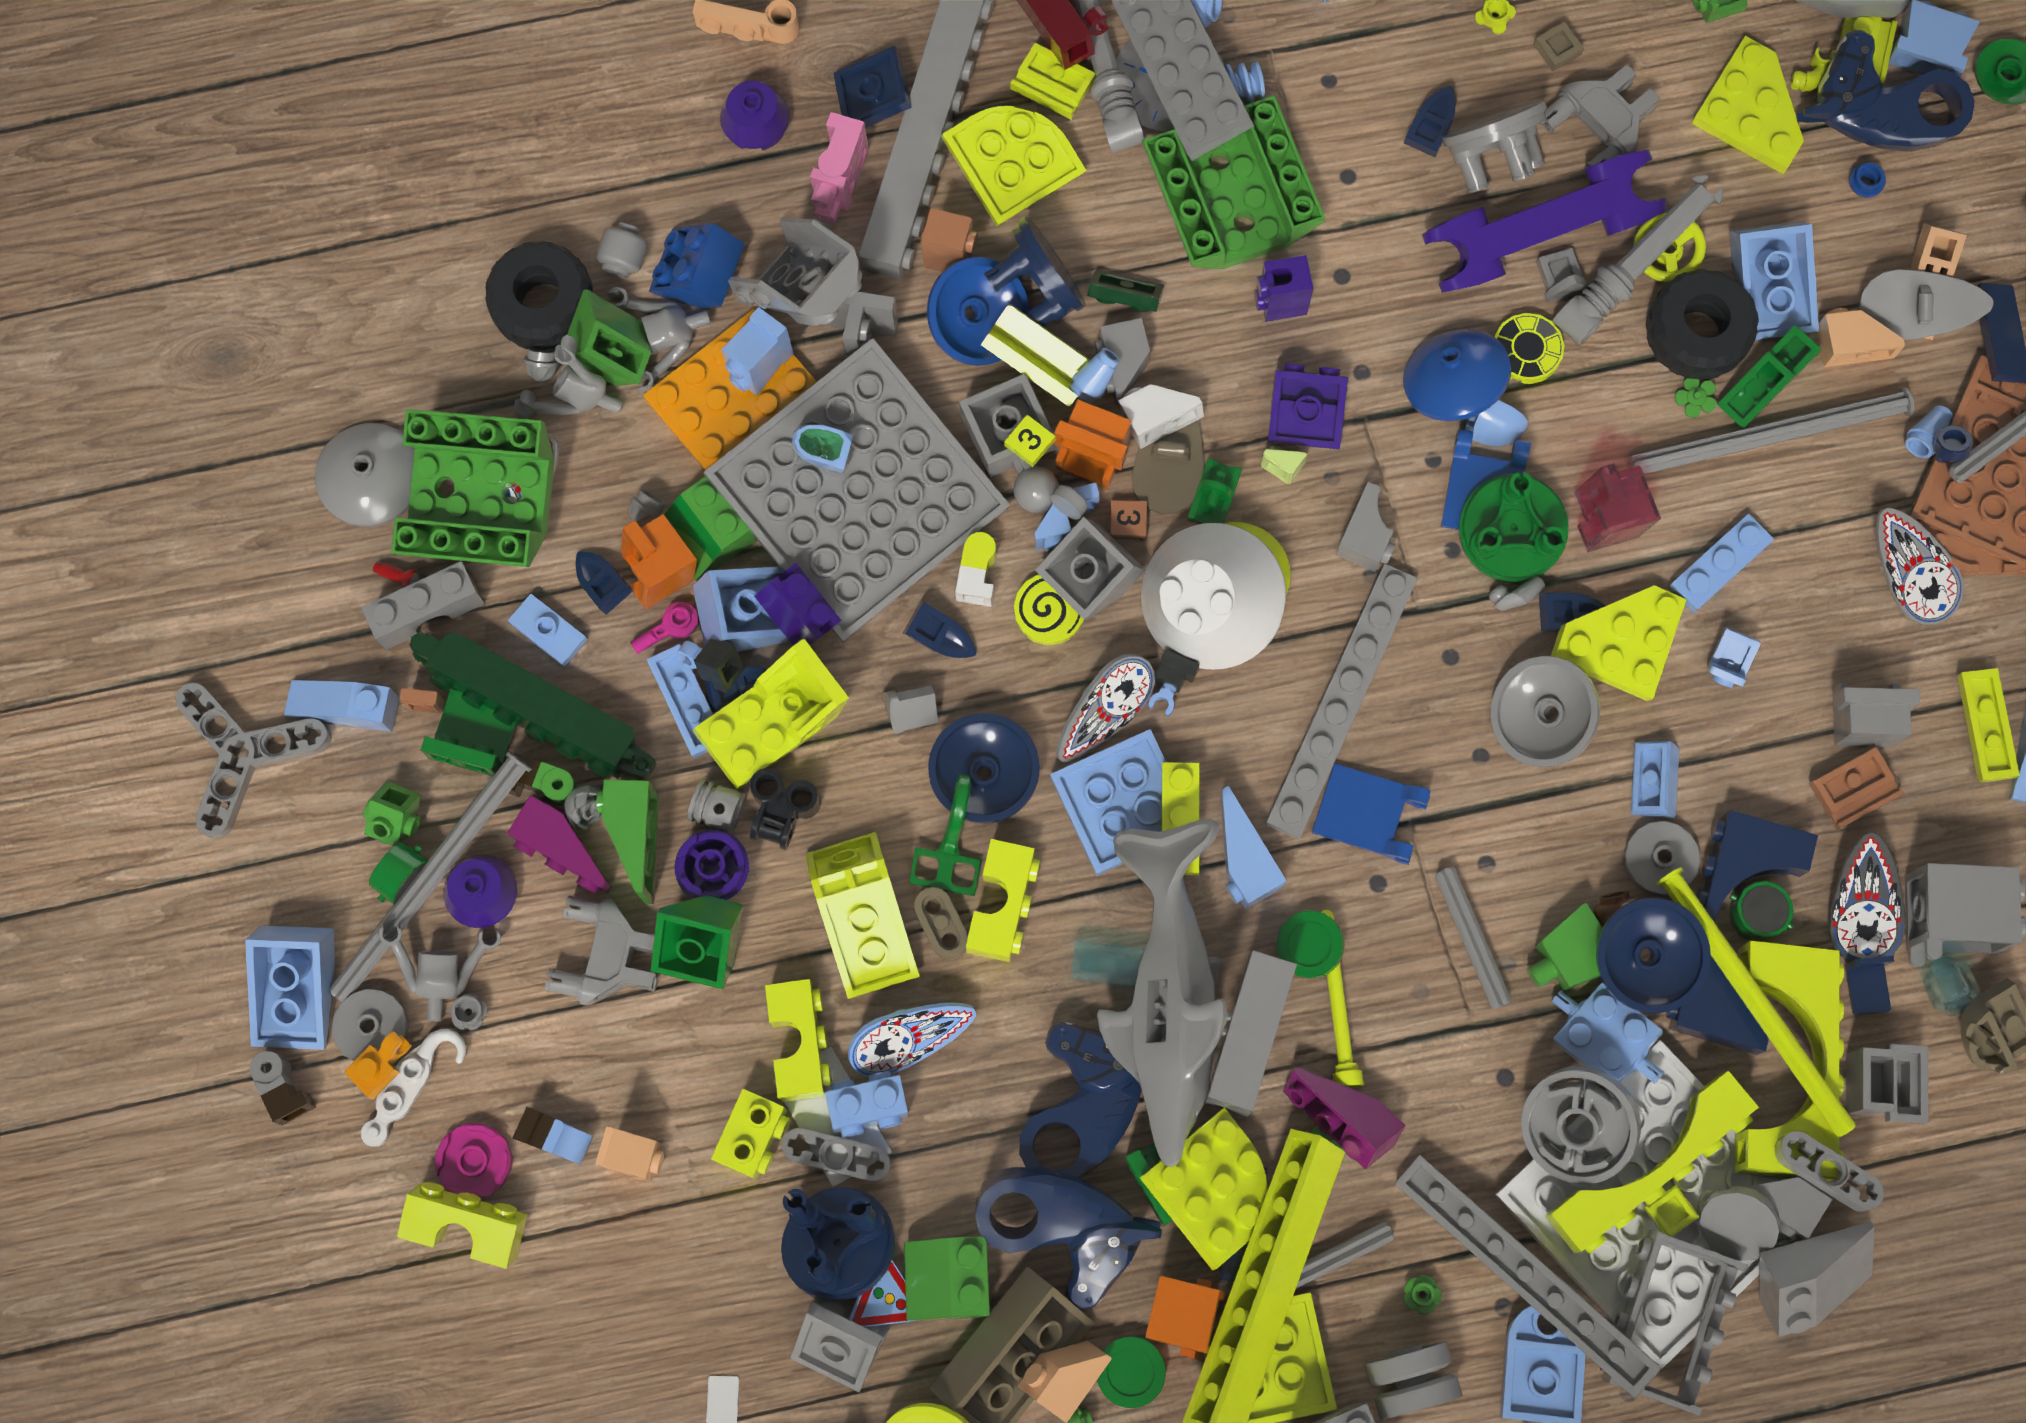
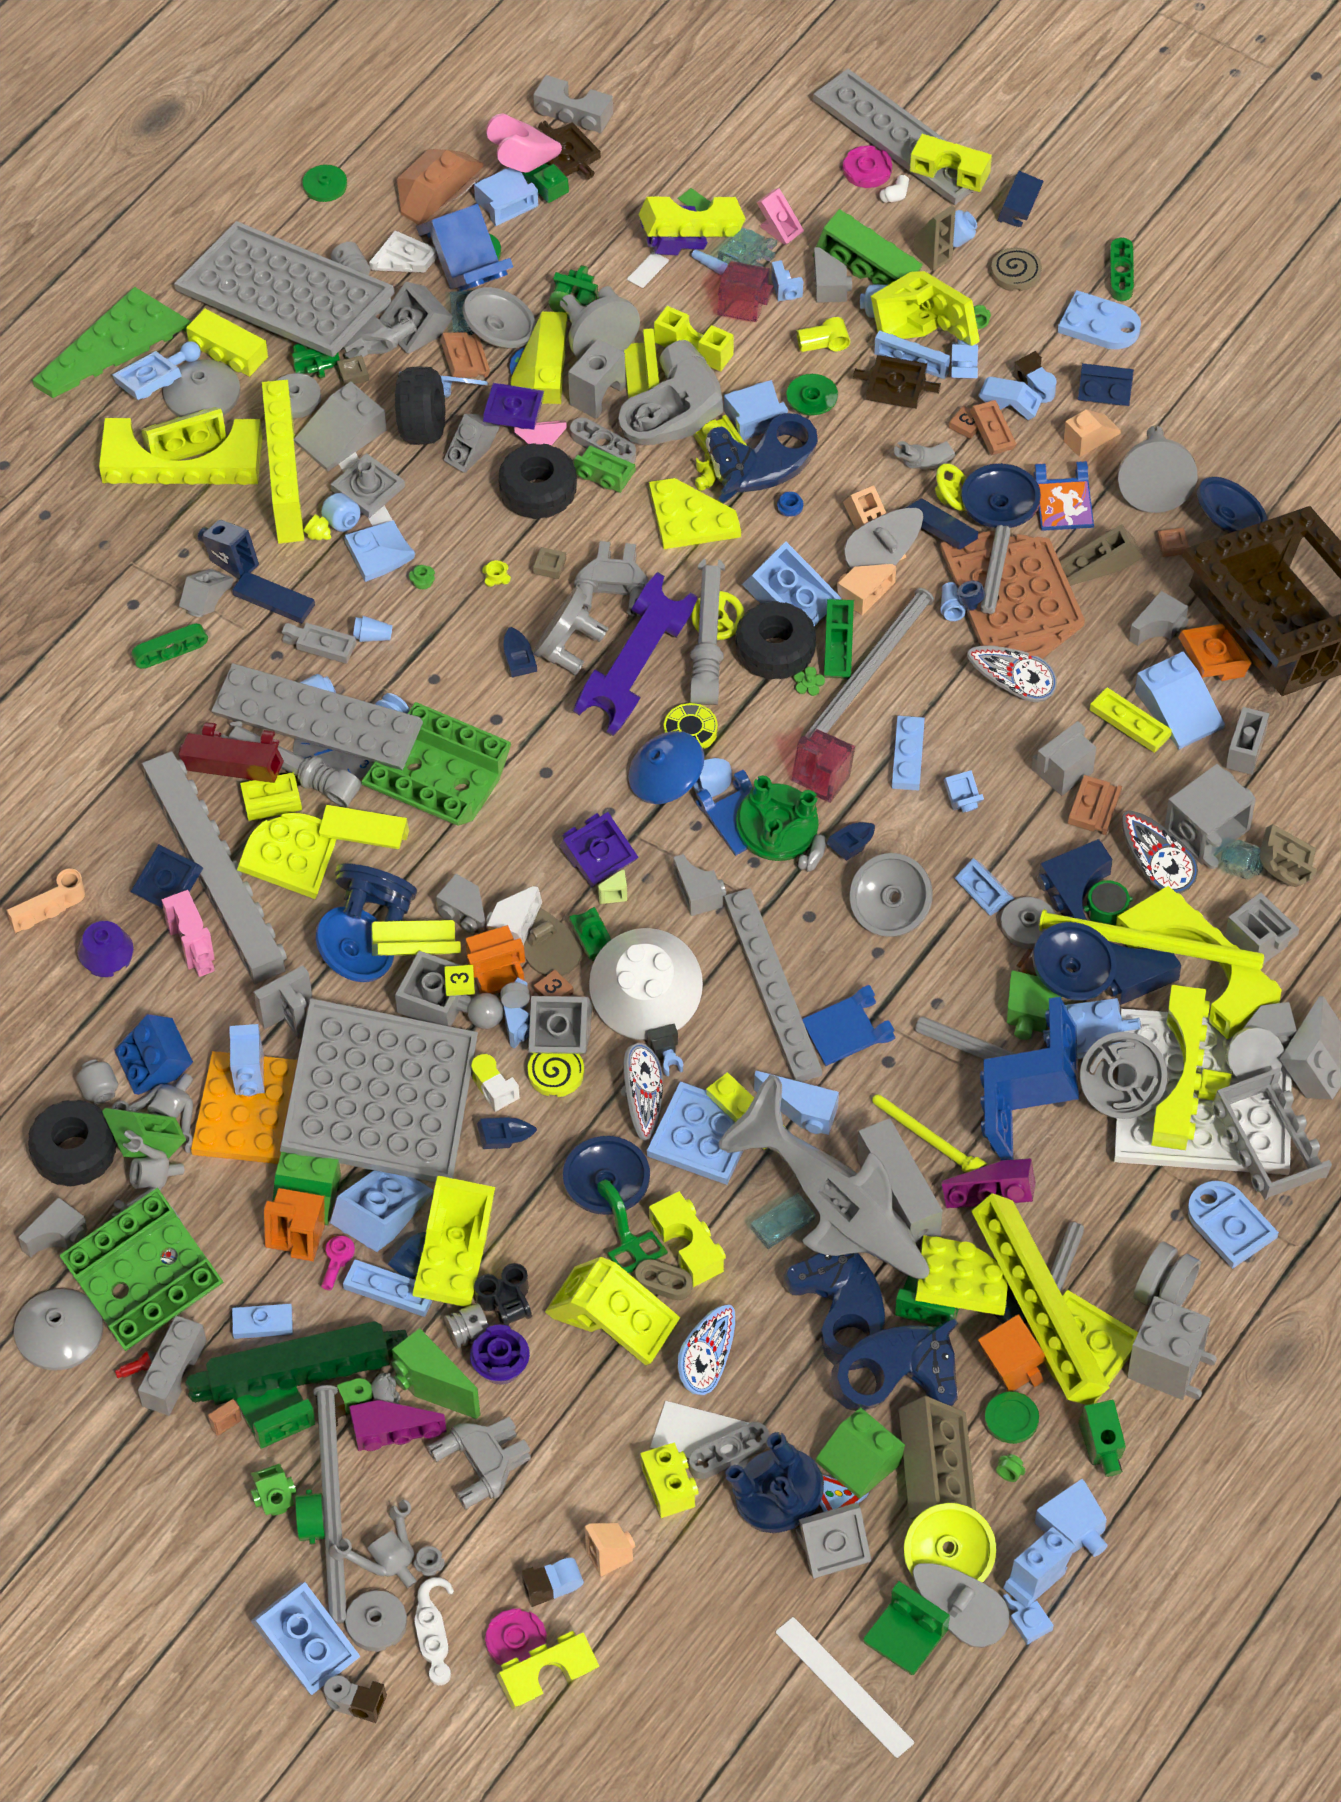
camera: 45 degrees left, 20 degrees down
(258, 756) = (122, 1543): light grey piece -> none
(343, 703) = (175, 1460): light blue slope -> none
(375, 1066) = (405, 1634): light orange plate -> none
(454, 368) = (55, 1227): none -> light grey arch
(480, 891) = (368, 1490): dark purple cone -> none
(541, 363) = (109, 1181): light grey plate -> none
(601, 581) = (269, 1266): dark blue plate -> none
(645, 507) = (255, 1206): light grey plate -> none
(697, 940) = (534, 1396): green slope -> none
(715, 662) = (392, 1243): pearl dark grey piece -> none
(797, 606) = (408, 1177): dark purple brick -> none
(804, 1072) = (627, 1391): neon yellow arch -> none
(807, 277) = (237, 985): light grey slope -> none
(822, 446) = (342, 1073): rock -> none
(866, 1104) = (720, 1404): light blue brick -> none
(911, 708) = (528, 1183): light grey tile -> none
(947, 239) = (299, 920): nougat brick -> none
(1064, 1377) = (979, 1449): light nougat slope -> none
(1094, 376) = (460, 921): light blue cone -> none
(1103, 191) = (364, 827): none -> neon yellow panel
(1136, 293) = (439, 867): dark green plate -> none
(1284, 288) = (524, 795): dark purple brick -> none
(1312, 943) = (883, 1107): green piece -> none
(1412, 1298) = (1125, 1249): bright green plate -> none
(1484, 1042) = (1030, 1079): none -> blue bracket
(1529, 1277) = (1172, 1174): light grey plate -> none
(1561, 275) = (671, 677): light grey tile -> none
(1624, 640) = (897, 827): neon yellow plate -> none
(1849, 1195) = (1281, 979): light grey beam -> none
(1868, 985) = (1198, 893): dark blue bracket -> none

